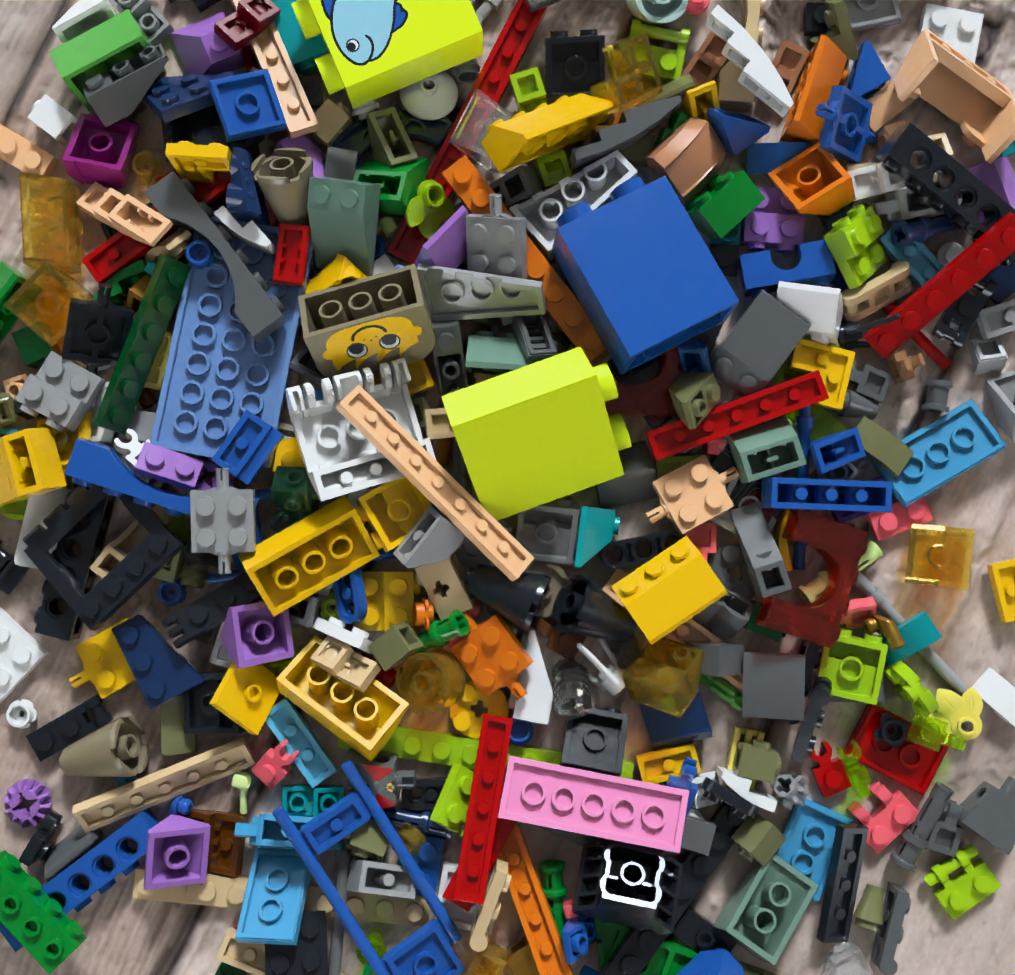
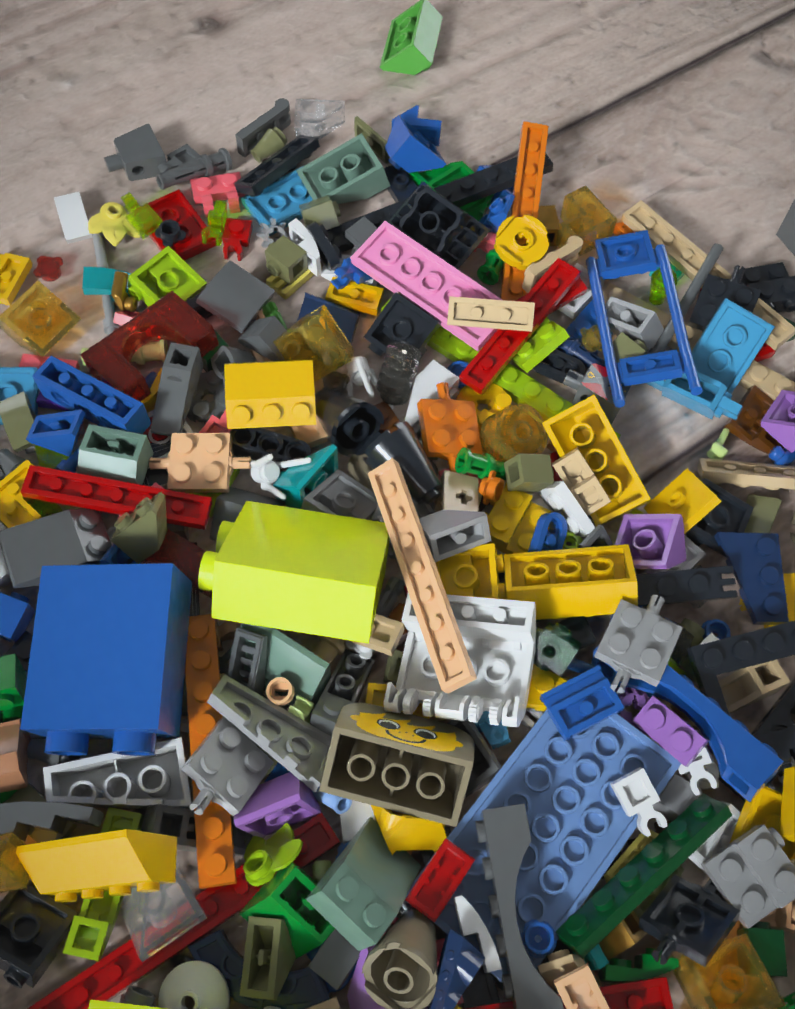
camera: 155 degrees left, 25 degrees down
(169, 394) = (637, 797): none -> white plate
(274, 765) = (683, 445): coral plate -> none
(309, 801) = (655, 407): teal slope -> none
(313, 758) = (650, 453): medium azure plate -> none
(471, 327) = (301, 708): none -> yellowish green hand
(492, 322) = (280, 685): none -> light nougat hinge
(512, 792) = (491, 313): none -> tan hinge
(518, 922) = (521, 227): none -> yellow plate
(627, 520) = (267, 472): none -> white plant
(813, 717) = (208, 268): black plate -> none
(910, 689) = (134, 254): lime plate -> none
(965, 888) = (195, 130): lime plate -> none
(973, 625) = (48, 268): none -> clear red plate

